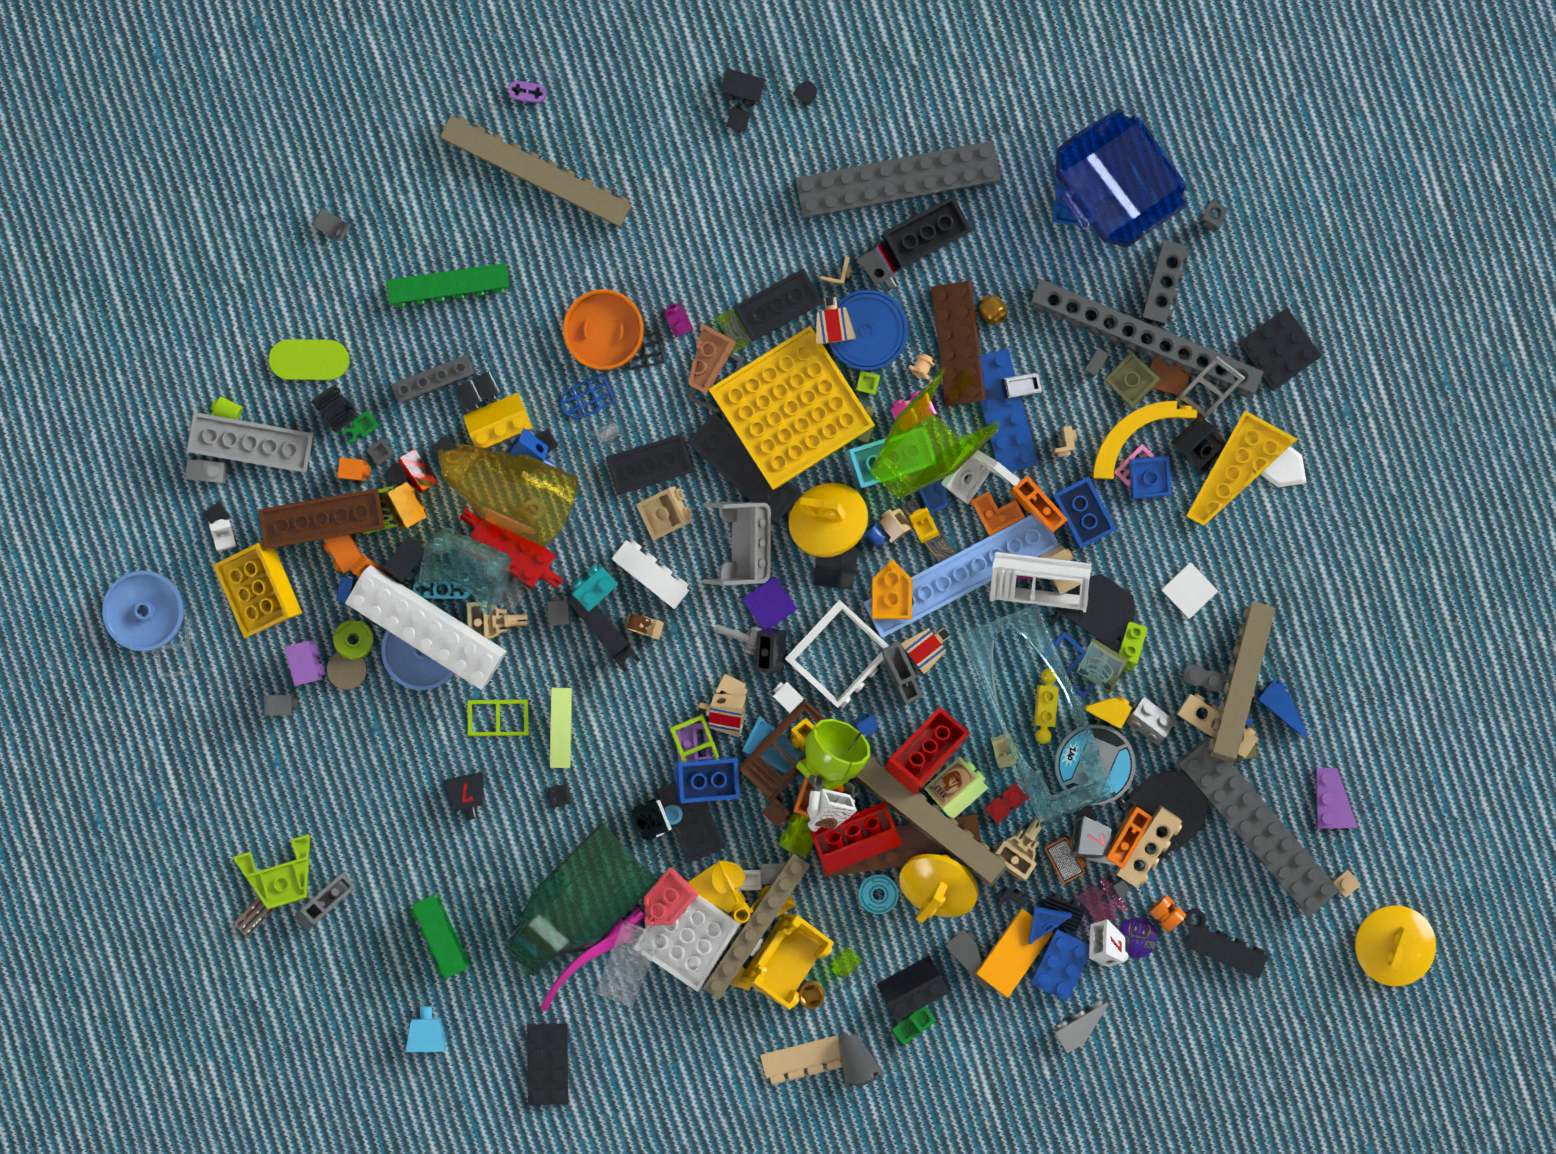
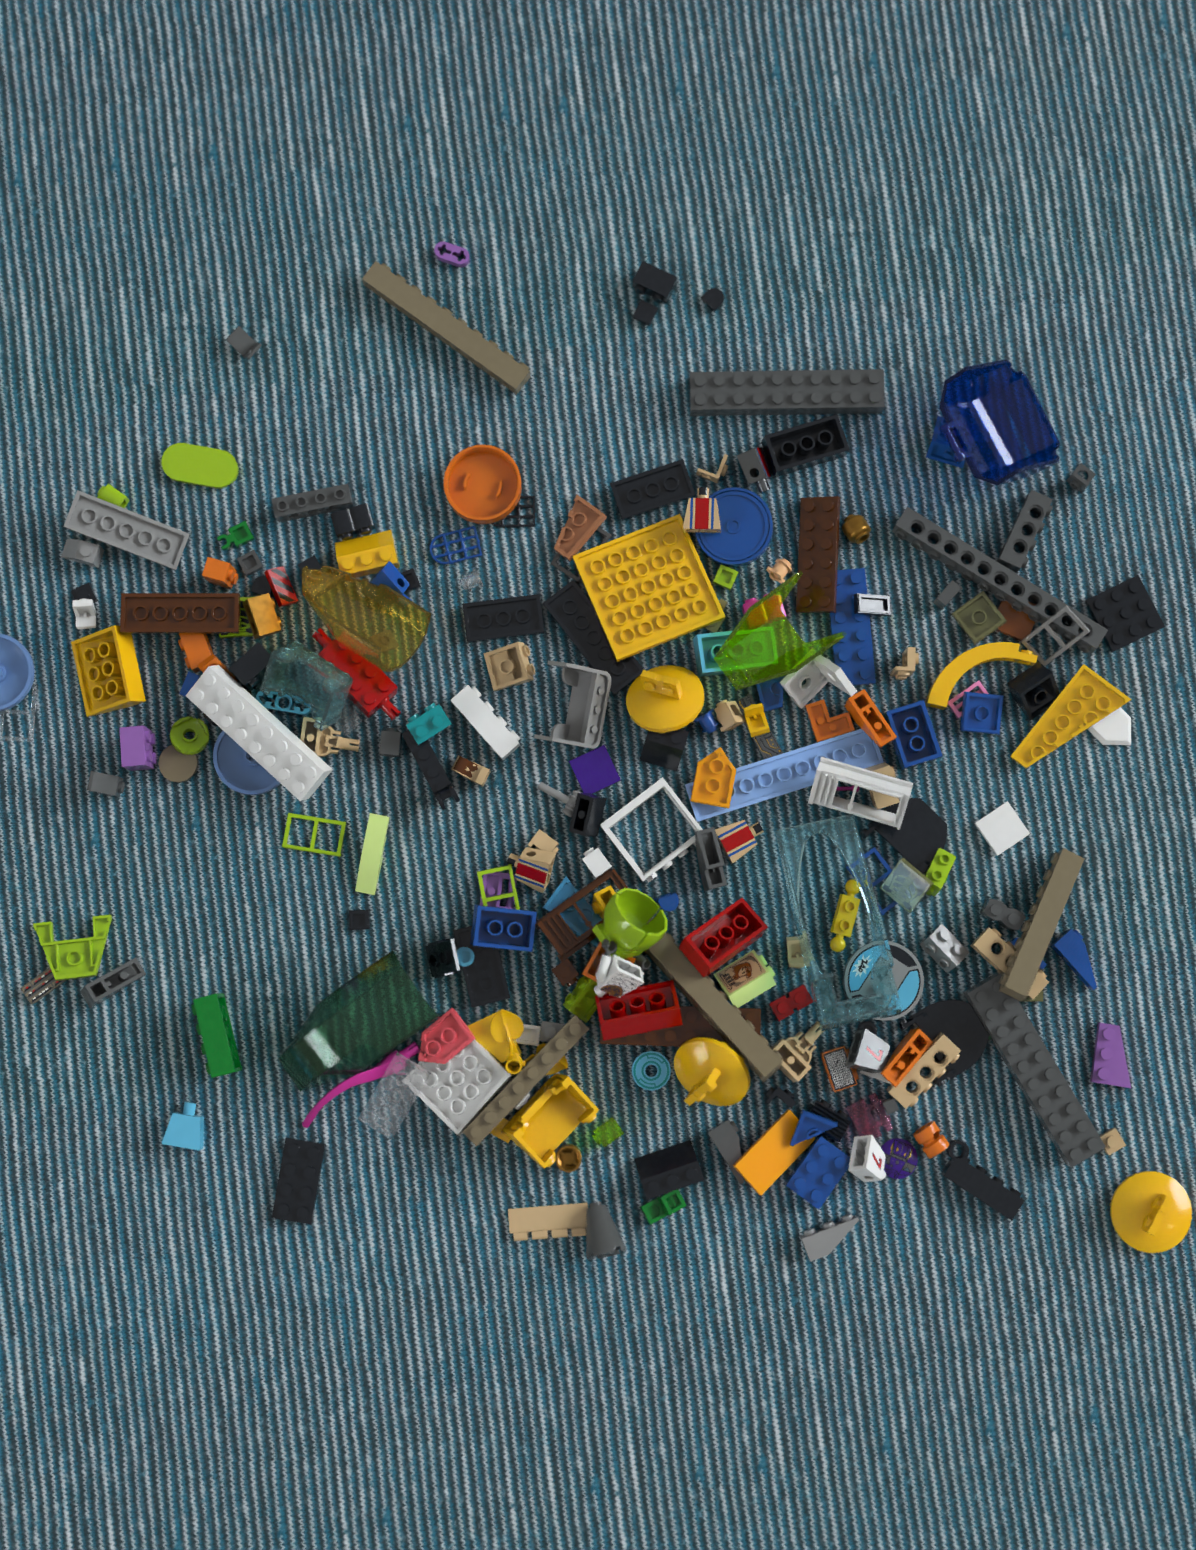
camera: 15 degrees right, 5 degrees down
(335, 408) = (213, 513): black brick -> none
(448, 284) = (343, 417): green brick -> none
(467, 793) = (270, 901): black torso -> none
(677, 319) = (555, 487): magenta bracket -> none
(733, 329) = (606, 504): tile -> none
(1110, 710) = (908, 930): yellow slope -> none

